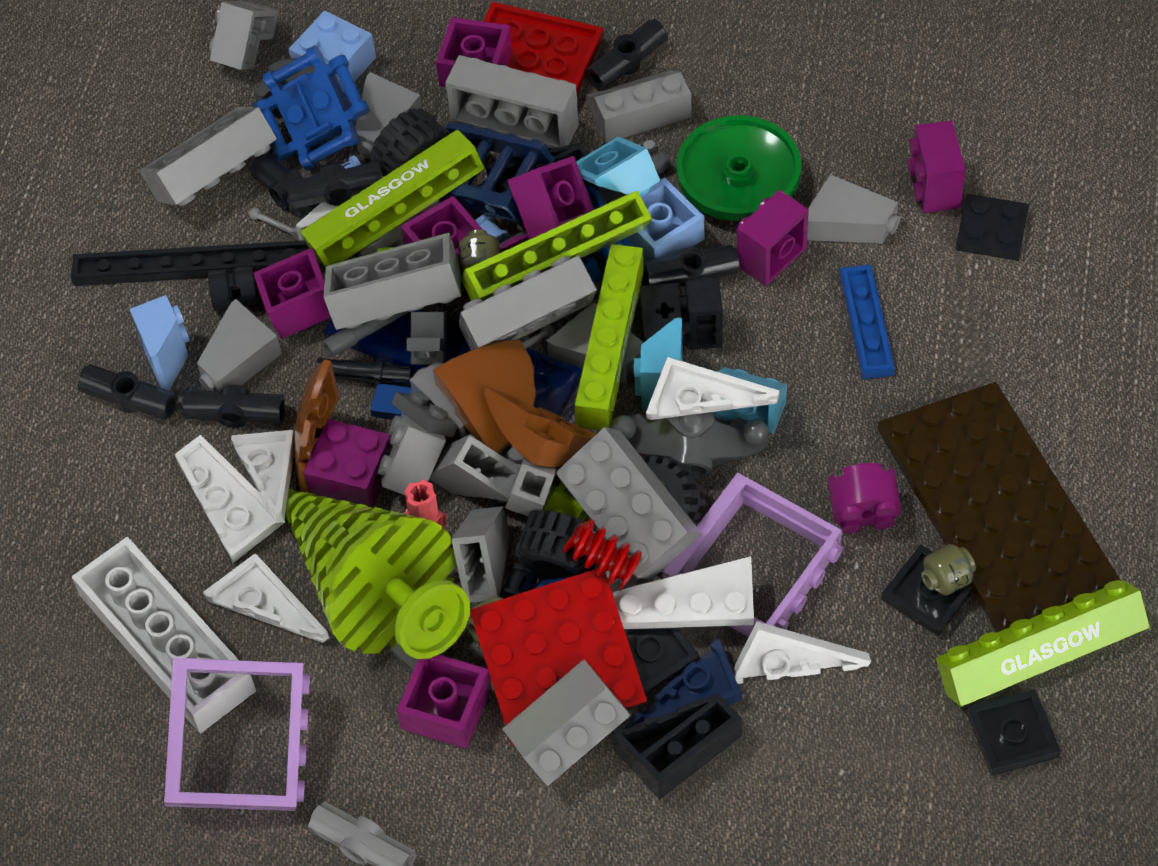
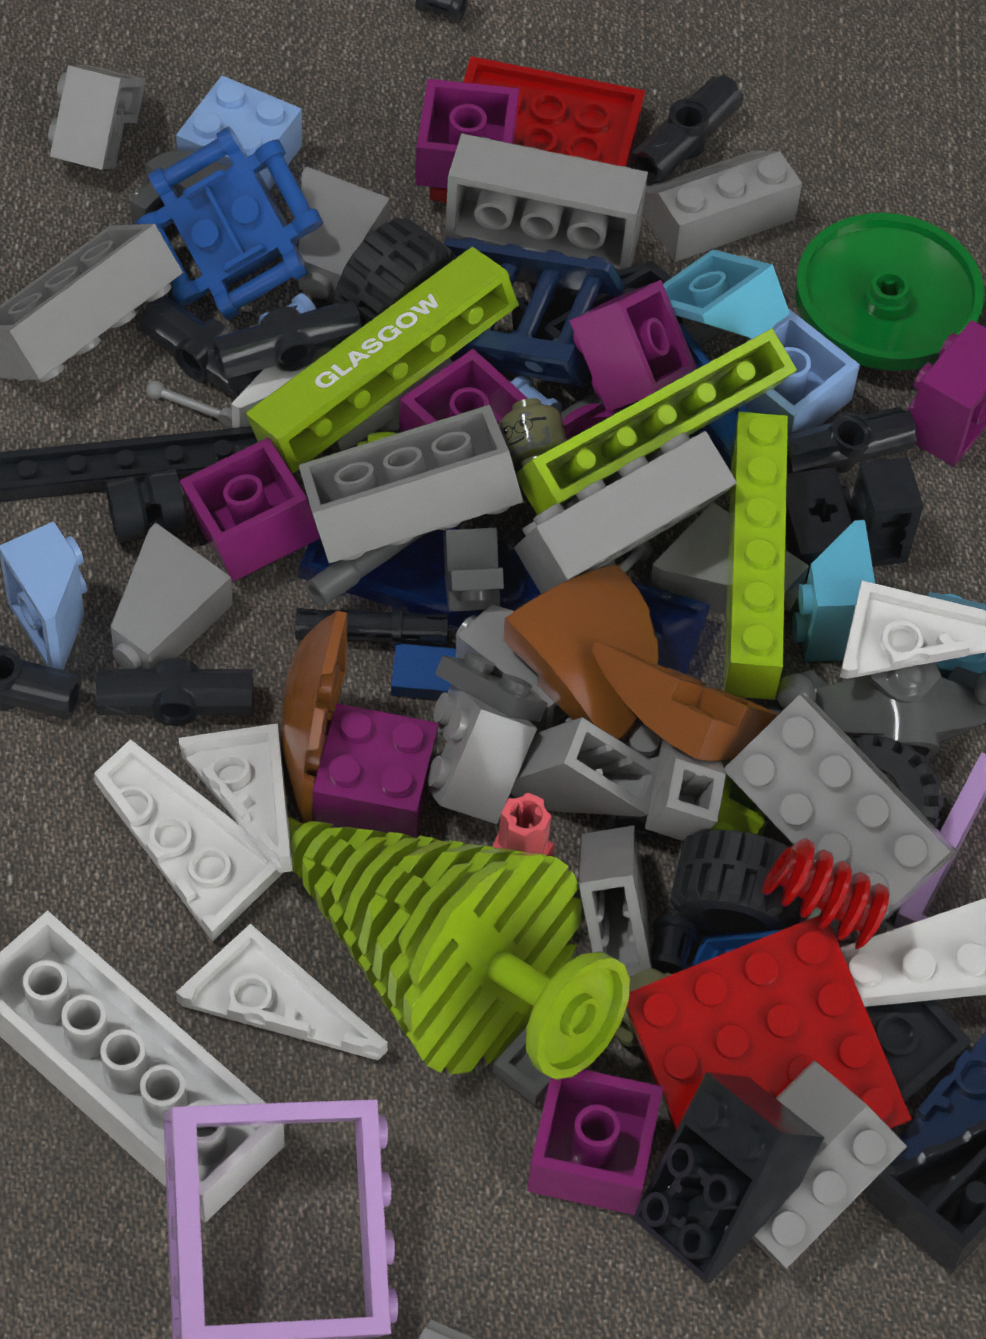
camera: 15 degrees left, 0 degrees up
(515, 722) = (725, 1172): none -> black slope

